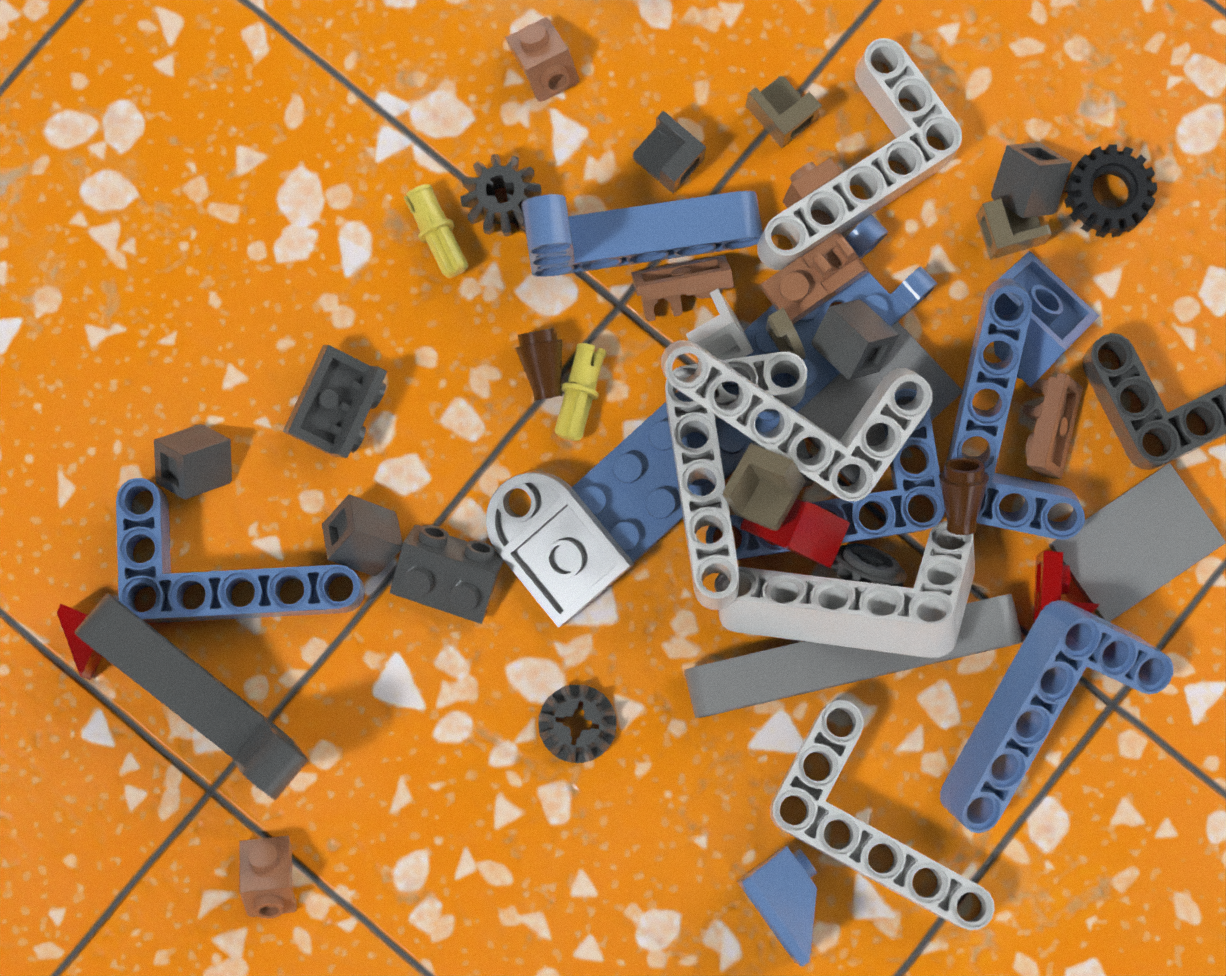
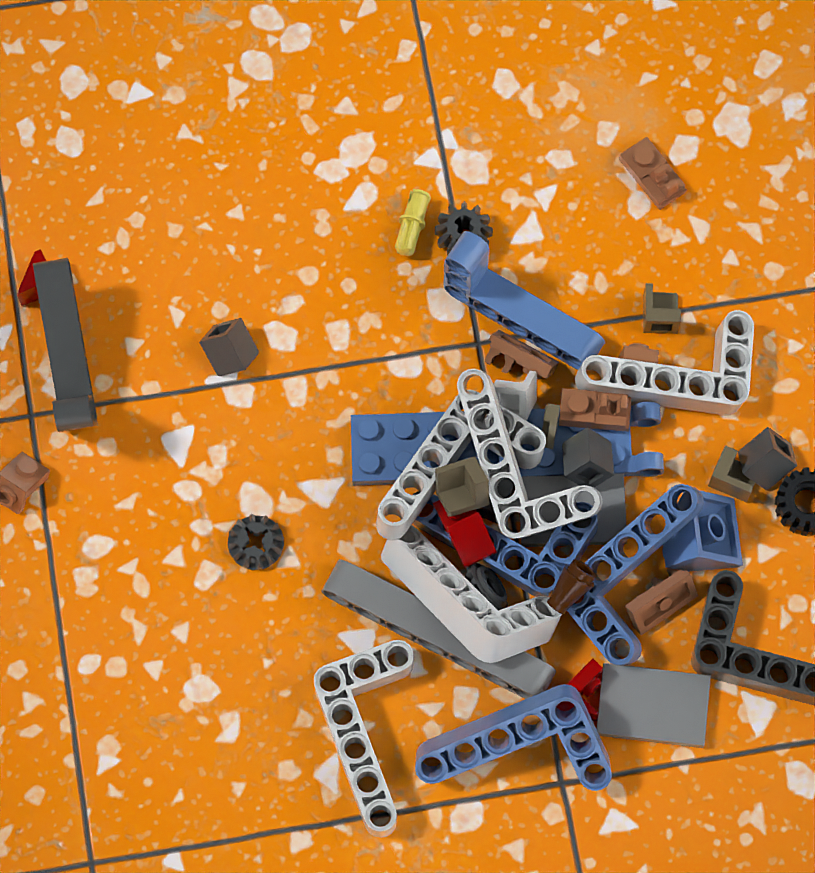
camera: 40 degrees right, 10 degrees down
(193, 461) = (175, 236): dark grey panel -> none
(217, 584) = (131, 309): medium blue beam -> none
(336, 403) = (277, 266): dark grey bracket -> none
(447, 572) = (257, 403): dark grey bracket -> none
(542, 362) = (408, 334): reddish brown cone -> none
(543, 59) = (551, 180): nougat bracket -> none
(556, 547) = (327, 438): tile -> none
(579, 391) = (413, 368): light yellow axle -> none
(670, 153) = (576, 284): dark grey panel -> none
(785, 899) = (282, 724): medium blue slope -> none

